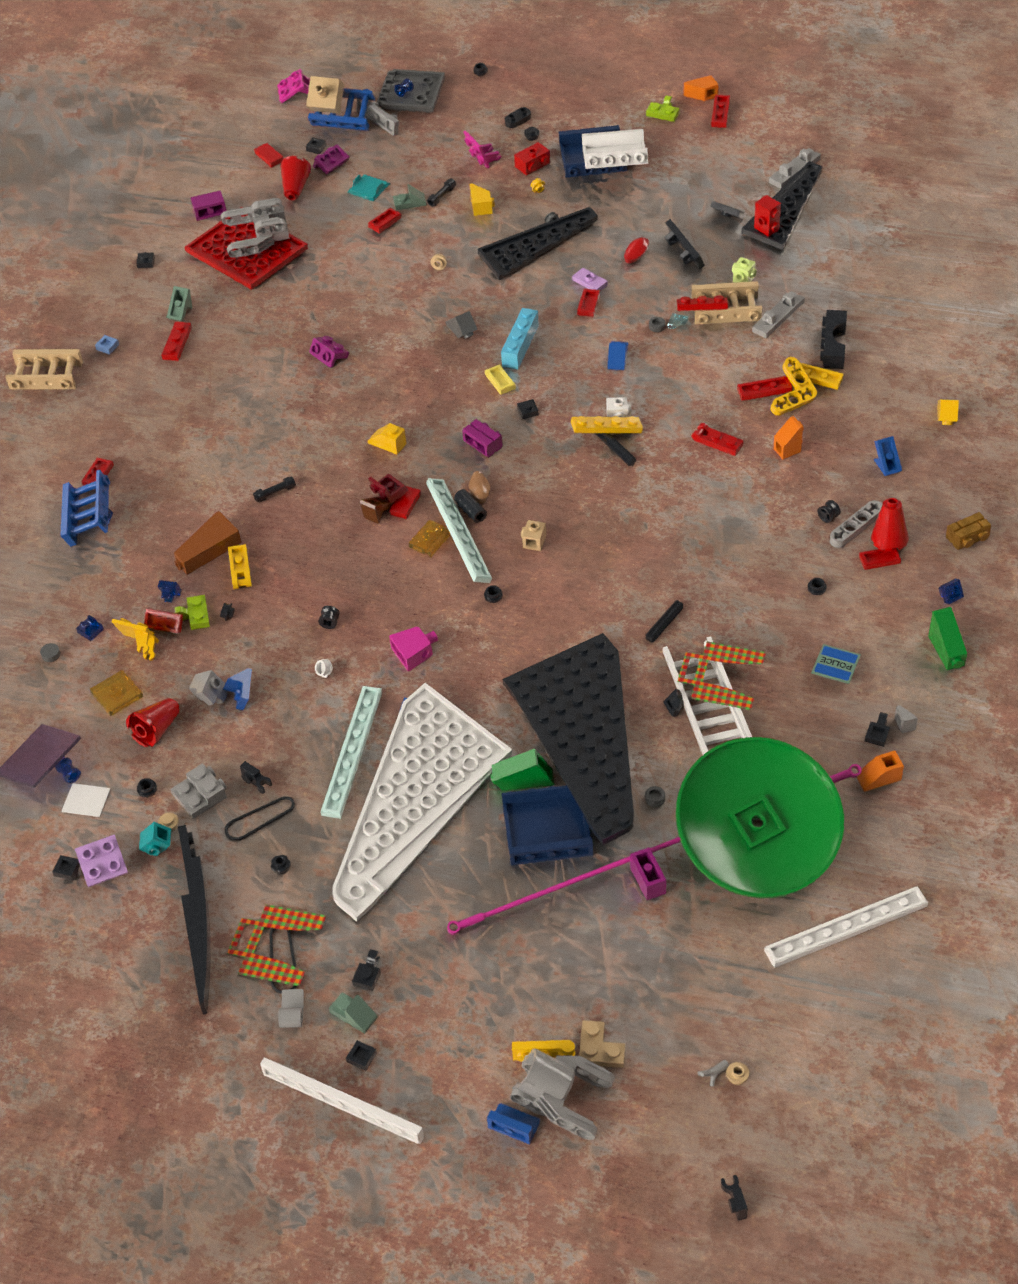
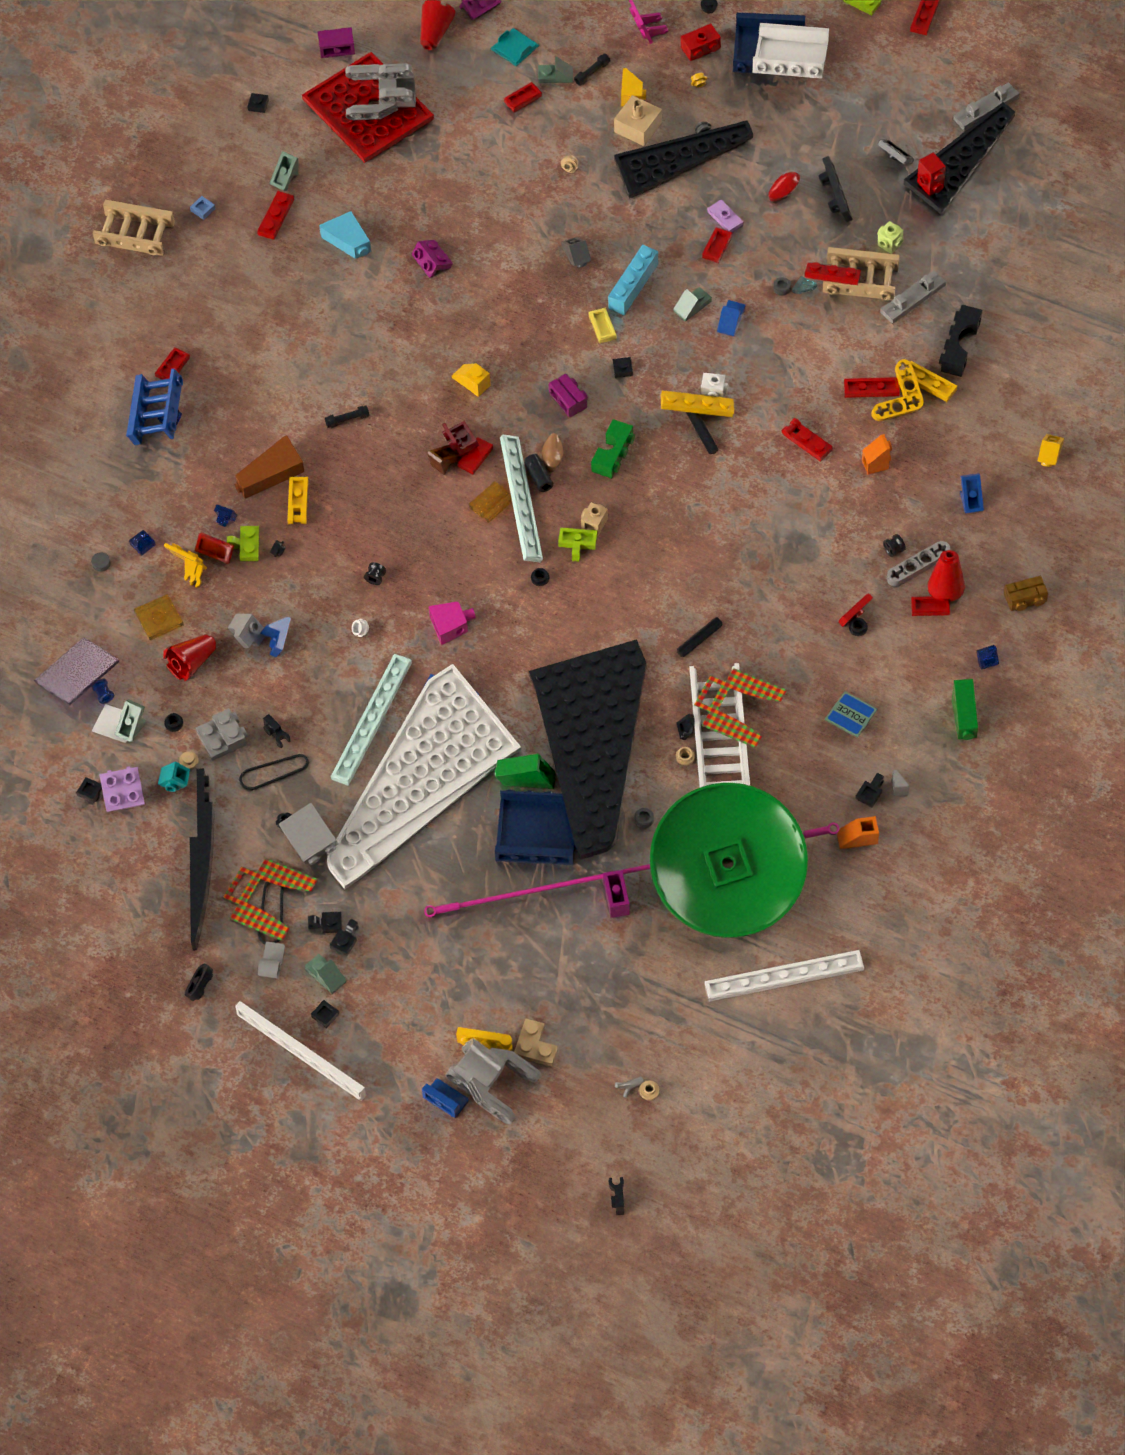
camera: 10 degrees right, 10 degrees up
(101, 793) = (130, 721): none -> sand green slope
(214, 1047) = (201, 977): none -> black plate
(245, 344) = (346, 235): none -> medium azure slope
(308, 870) = (308, 834): none -> light grey slope
(347, 958) = (330, 922): none -> black plate
(492, 220) = (638, 120): none -> tan brick
(522, 556) = (577, 540): none -> lime plate
(539, 466) = (609, 461): none -> green arch
(578, 349) = (691, 303): none -> slope
(681, 726) = (685, 751): none -> tan plate
(811, 571) = (856, 610): none -> red plate

